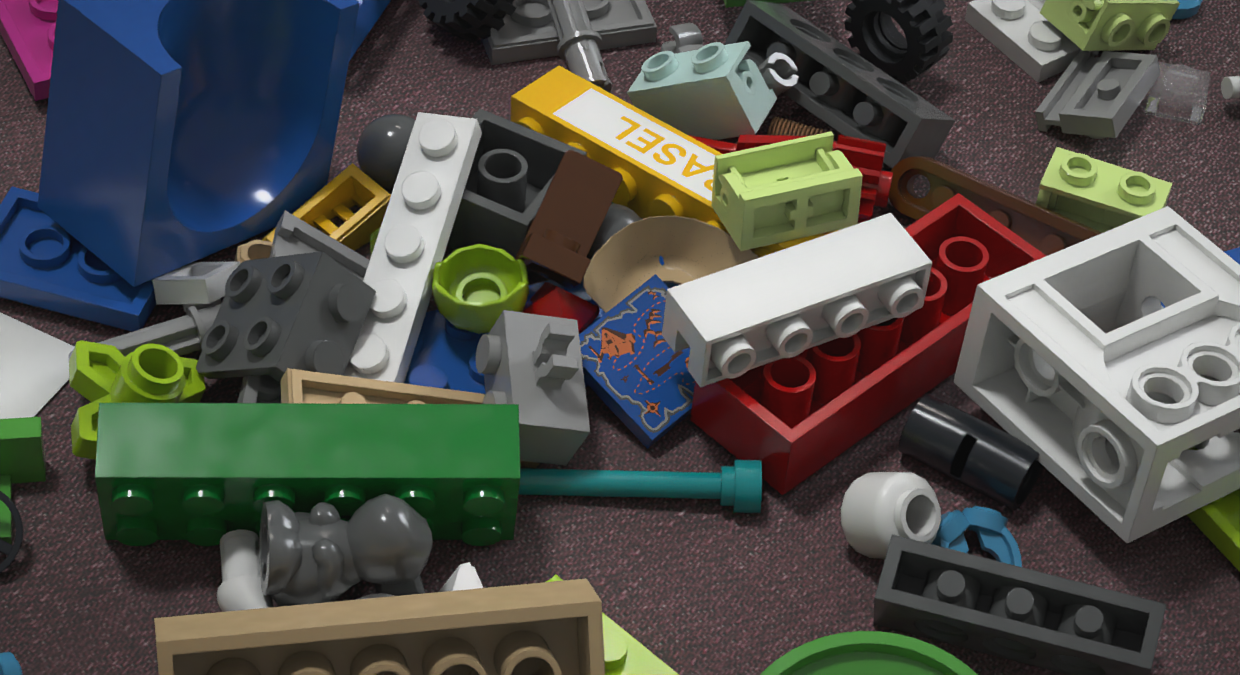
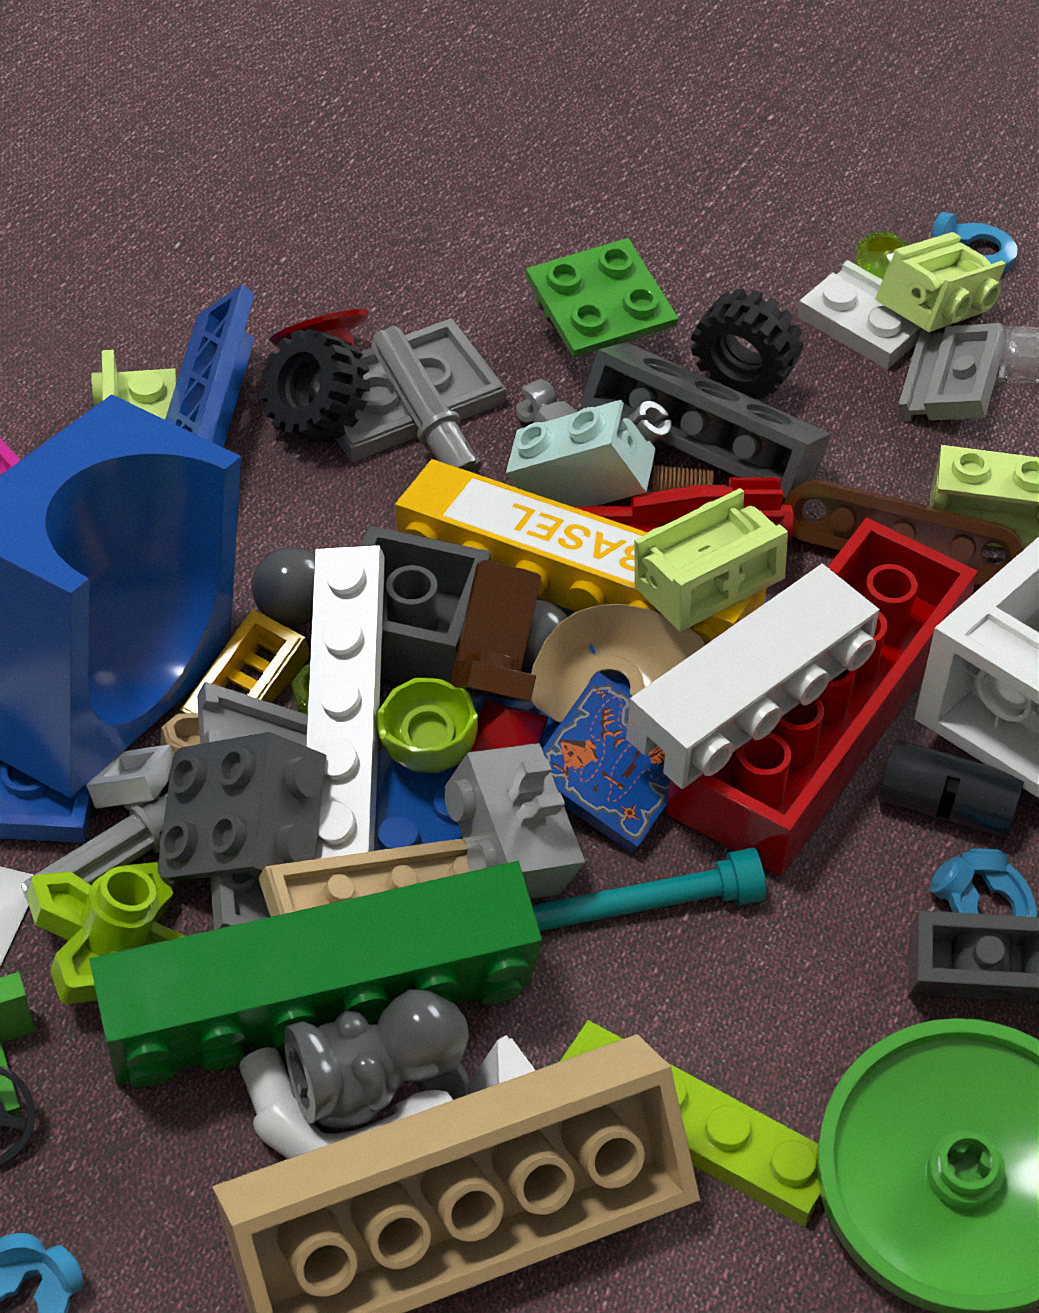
camera: 10 degrees left, 5 degrees up
(888, 505) = (898, 878): white head -> none

